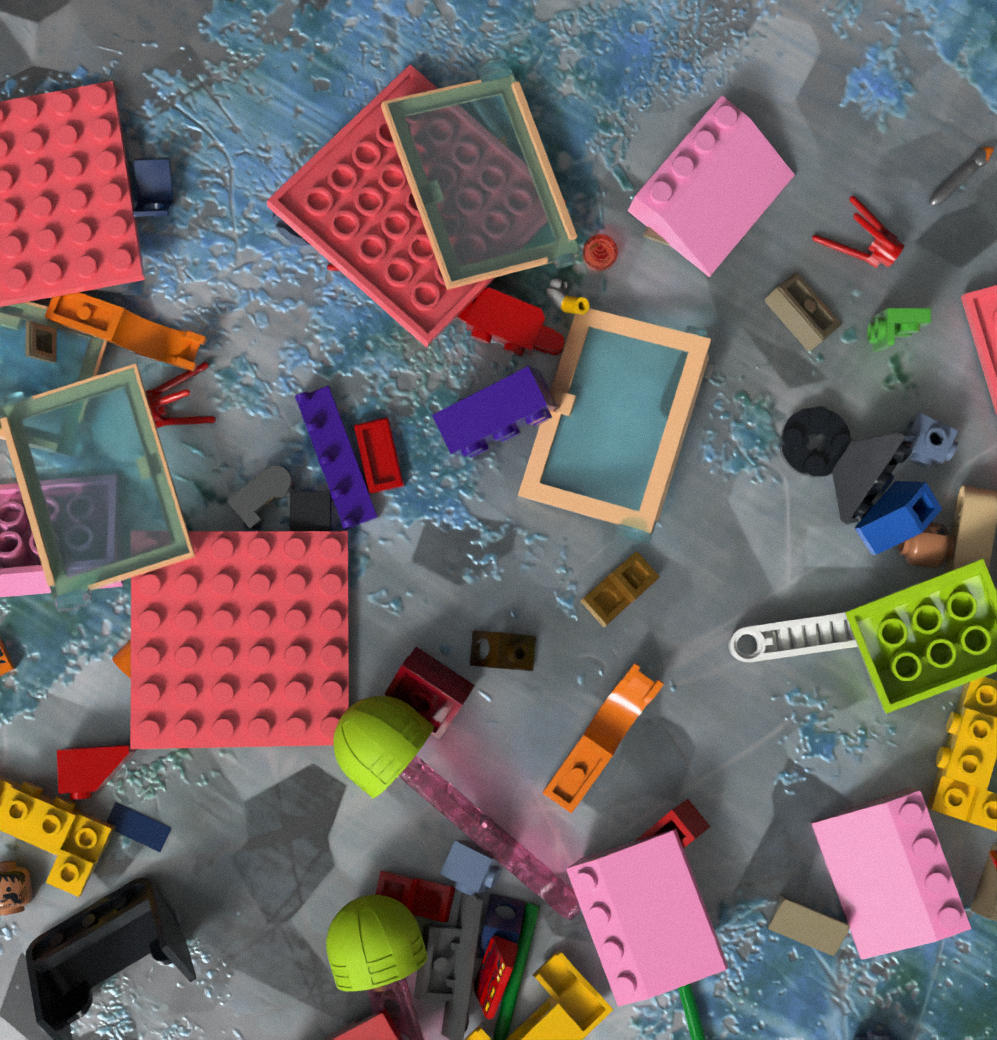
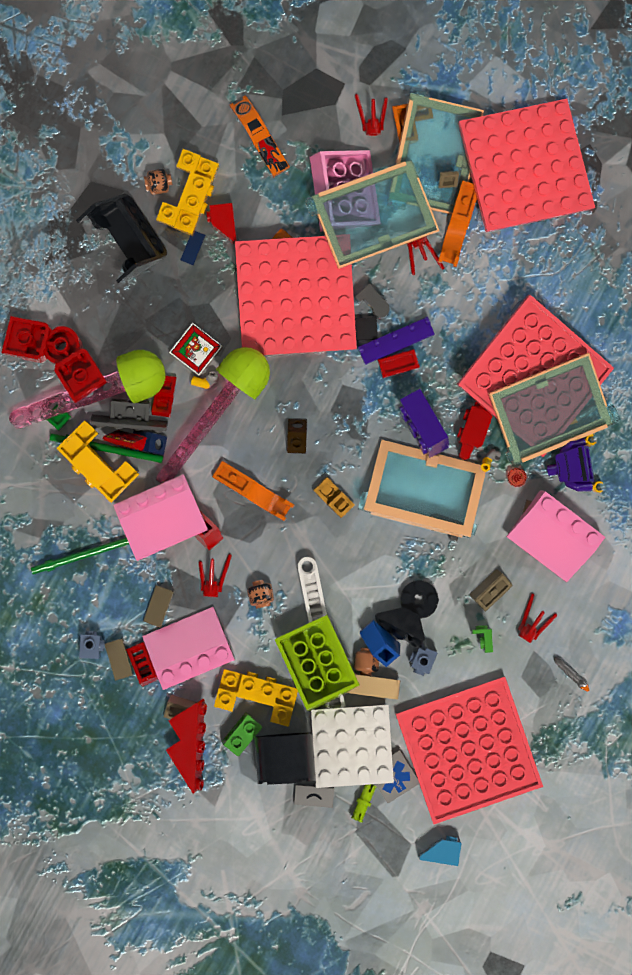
camera: 85 degrees right, 0 degrees up
(153, 187) = (537, 233): dark blue bracket -> none
(330, 831) = (195, 349): none -> tile
(392, 813) = (206, 382): none -> arm
(430, 689) = (274, 397): dark red bracket -> none
(471, 868) = (181, 424): sand blue brick -> none
(587, 144) = (575, 466): none -> dark purple torso
(778, 826) = (211, 588): none -> red plant
(795, 734) = (260, 594): none -> nougat head
(903, 1004) = (119, 659): none -> dark tan slope
(918, 973) = (148, 679): none -> red slope

